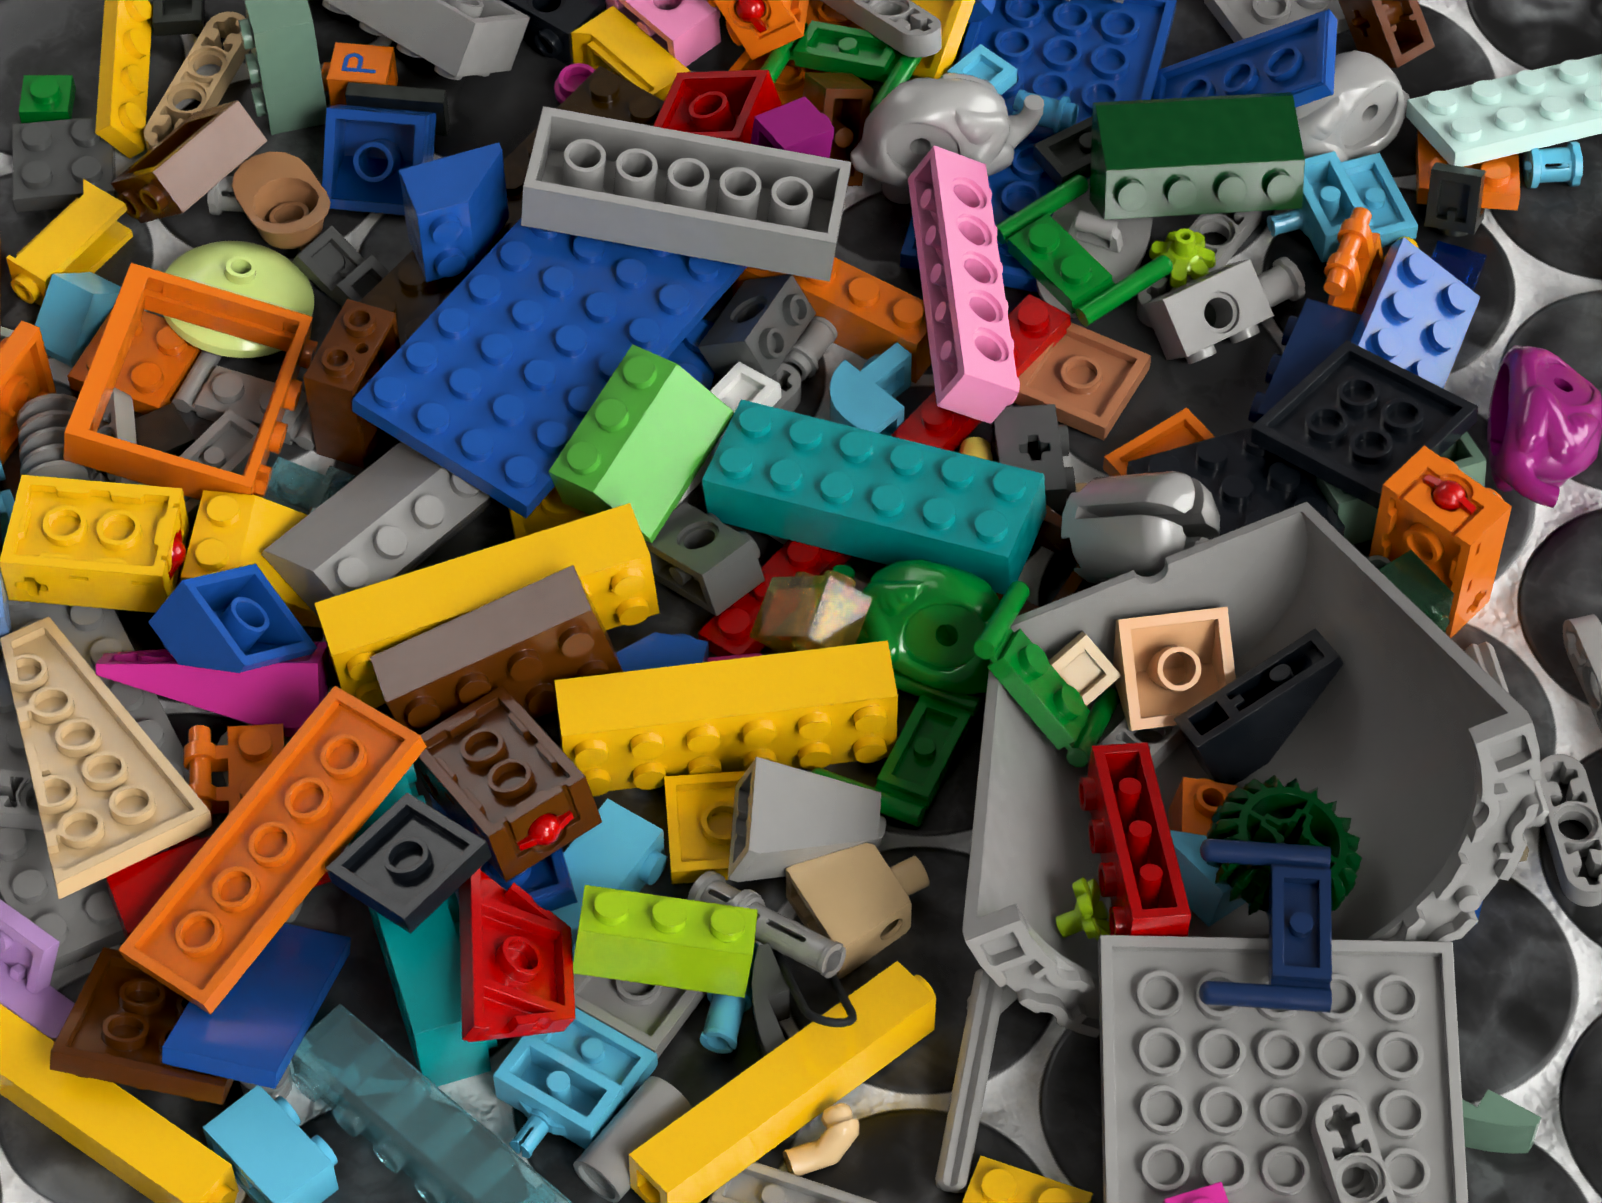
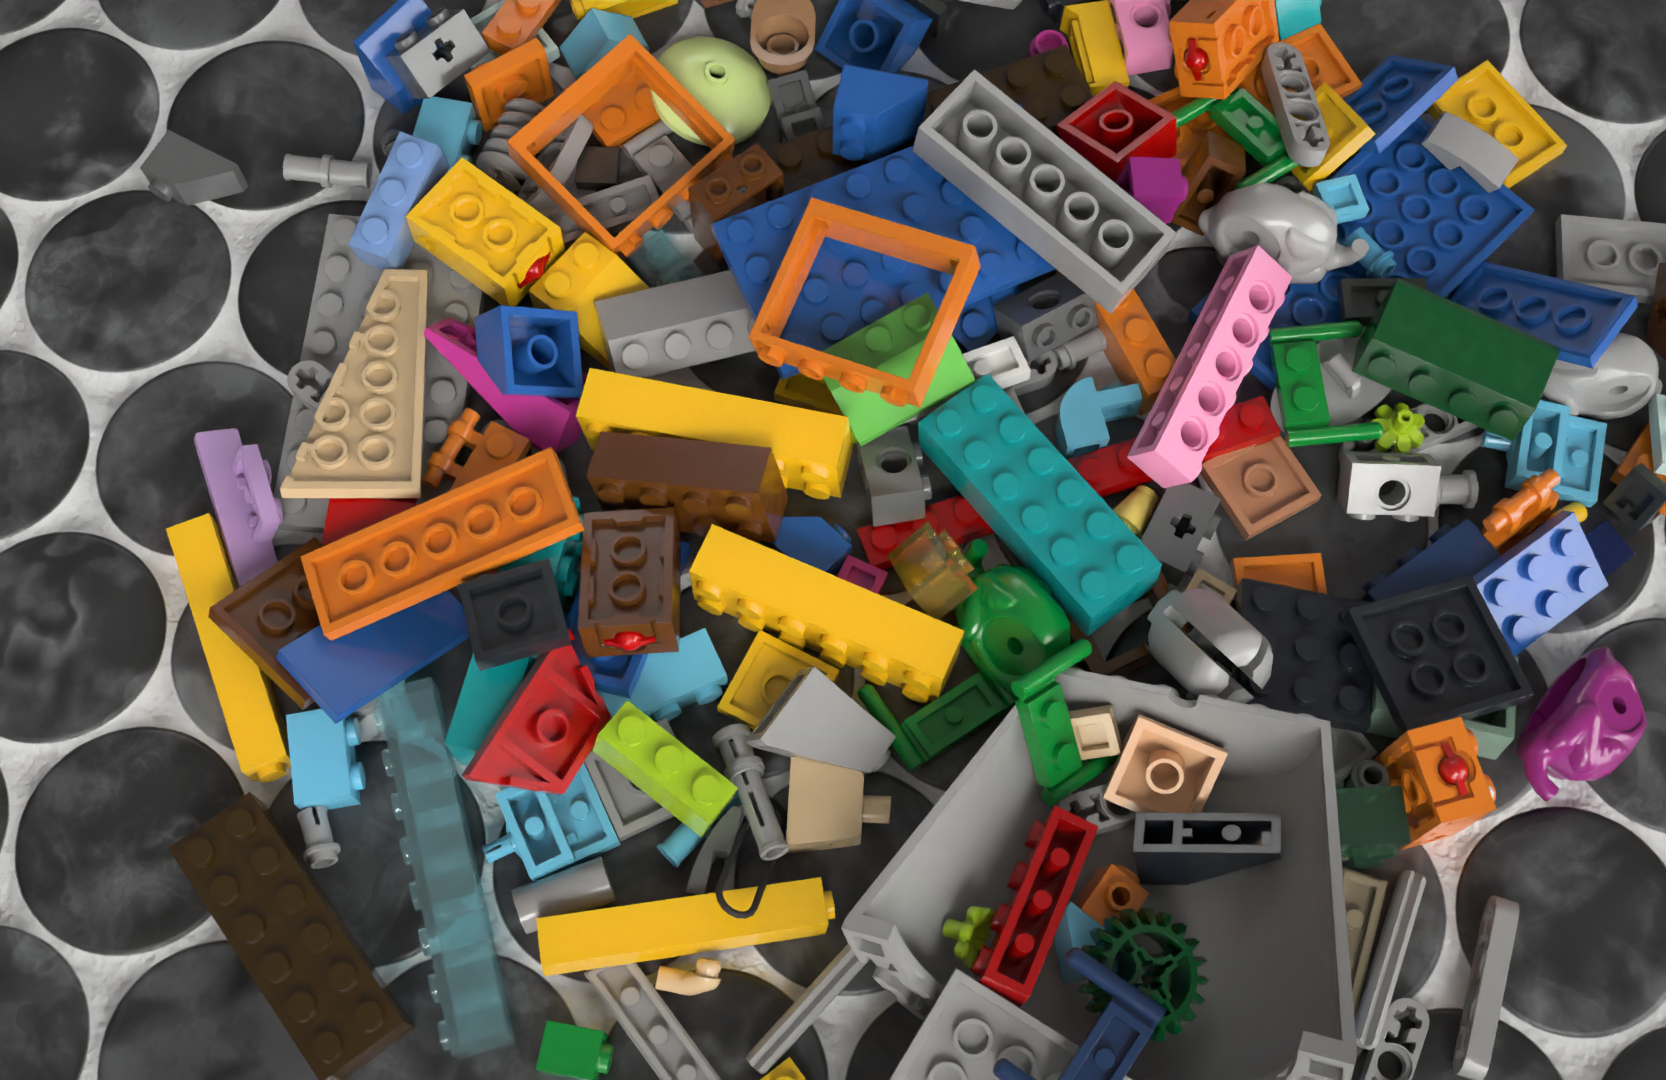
camera: 30 degrees right, 15 degrees up
(557, 310) = (878, 235): none -> orange window

